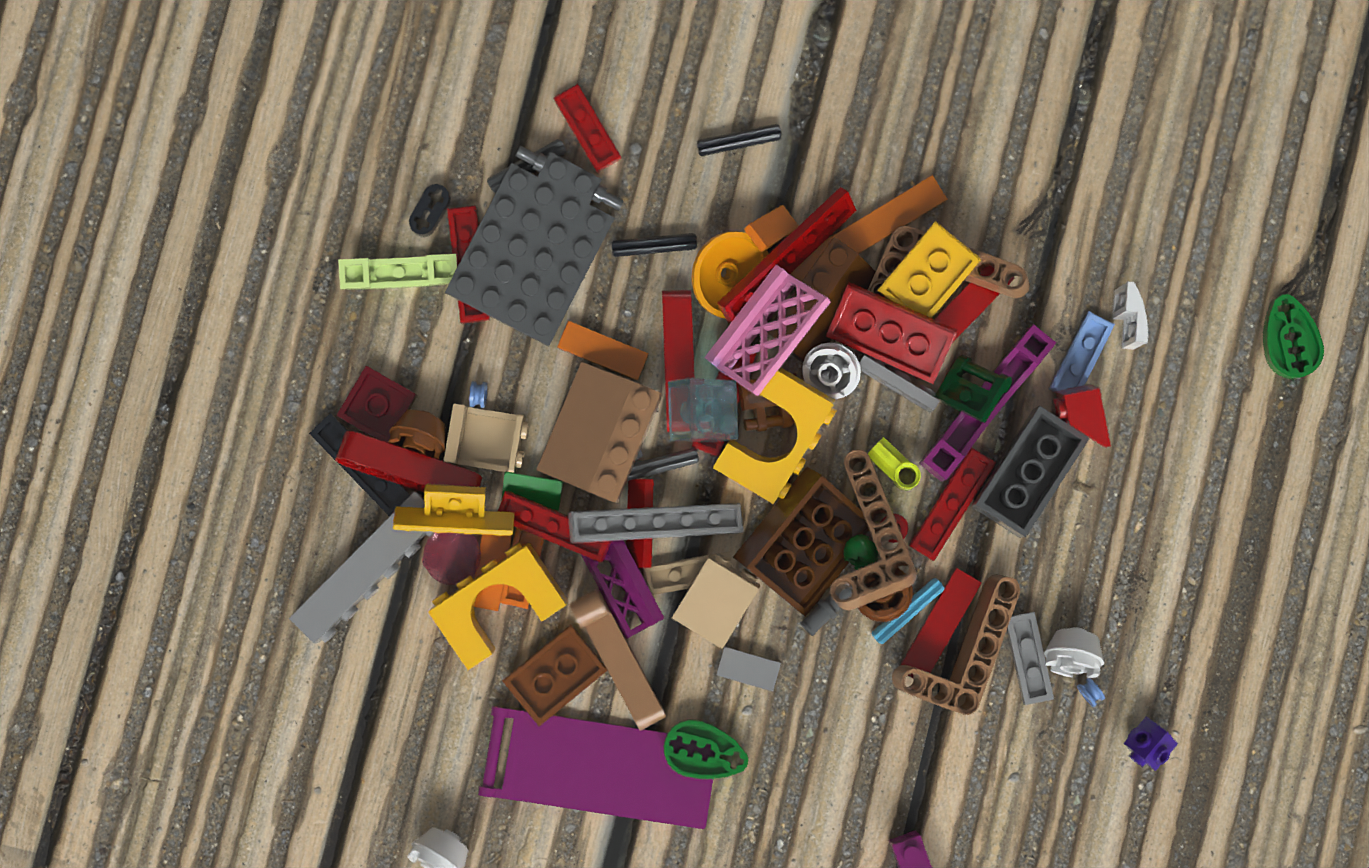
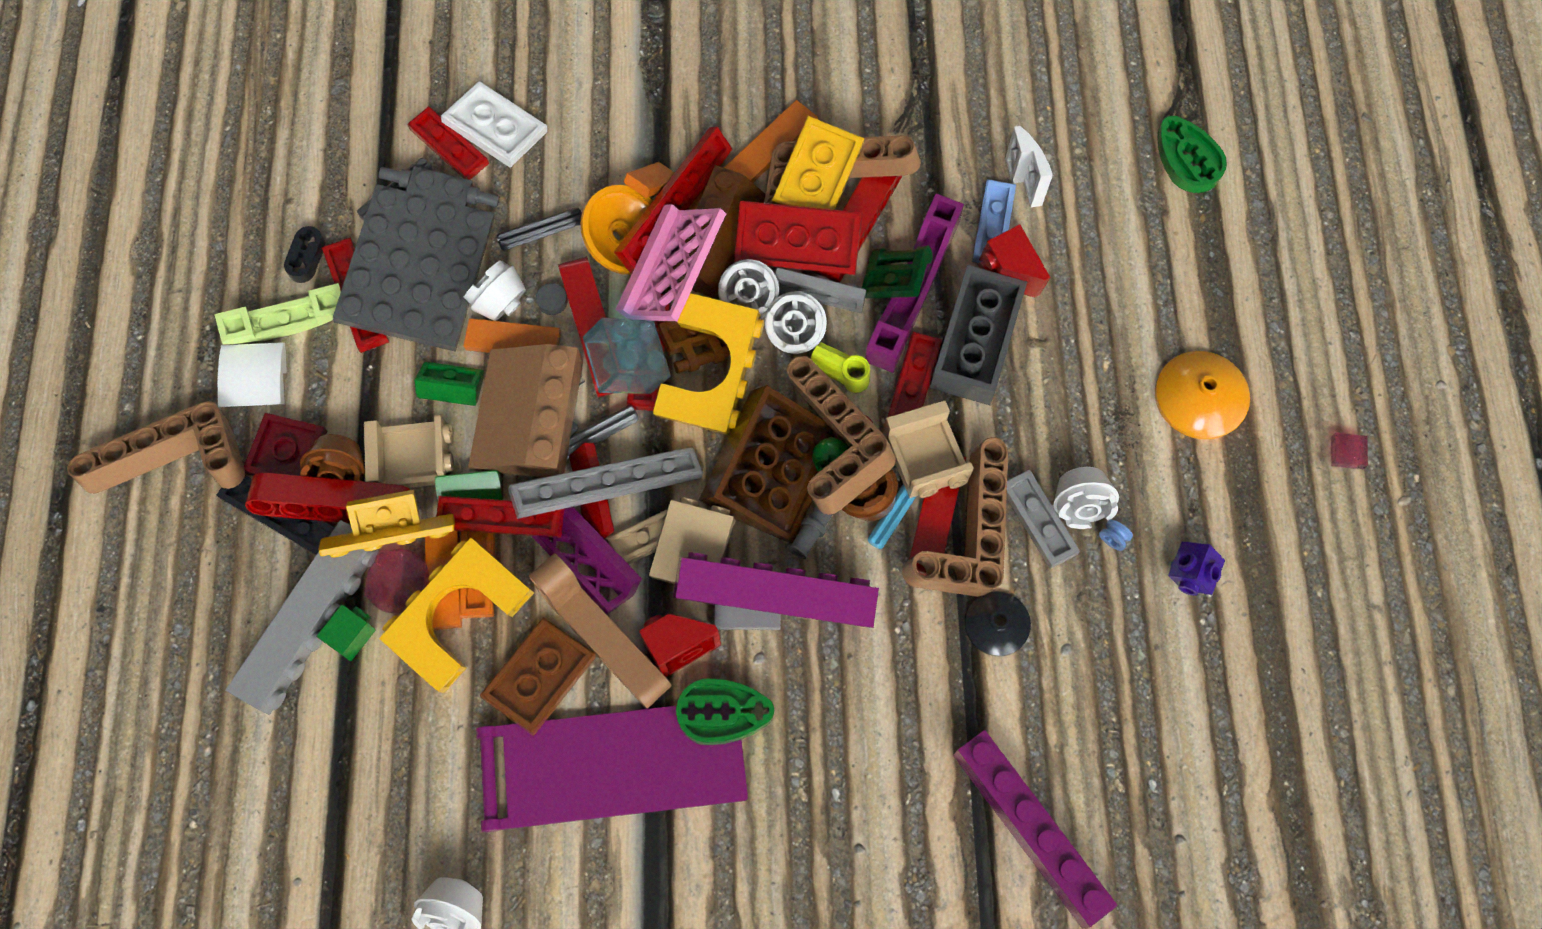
camera: 15 degrees left, 15 degrees down
(271, 376) = (162, 442): none -> medium nougat beam
(360, 322) = (251, 374): none -> white slope
(400, 591) = (347, 631): none -> green brick
(478, 394) = (390, 411): medium blue bush -> none
(536, 378) = (449, 383): none -> green slope
(599, 306) = (496, 292): none -> white cone
(636, 121) = (494, 124): none -> white tile
(648, 320) = (551, 299): none -> dark grey tile
(680, 684) = (678, 641): none -> red slope
(739, 140) = (600, 116): black axle -> none
(776, 665) = (776, 592): none -> magenta brick
(865, 415) = (795, 322): none -> white cone
(947, 572) = (926, 450): none -> tan panel
(947, 735) = (990, 637): none -> black dish
(1197, 575) = (1194, 408): none -> light orange dish
(1328, 671) = (1349, 451): none -> clear pink plate

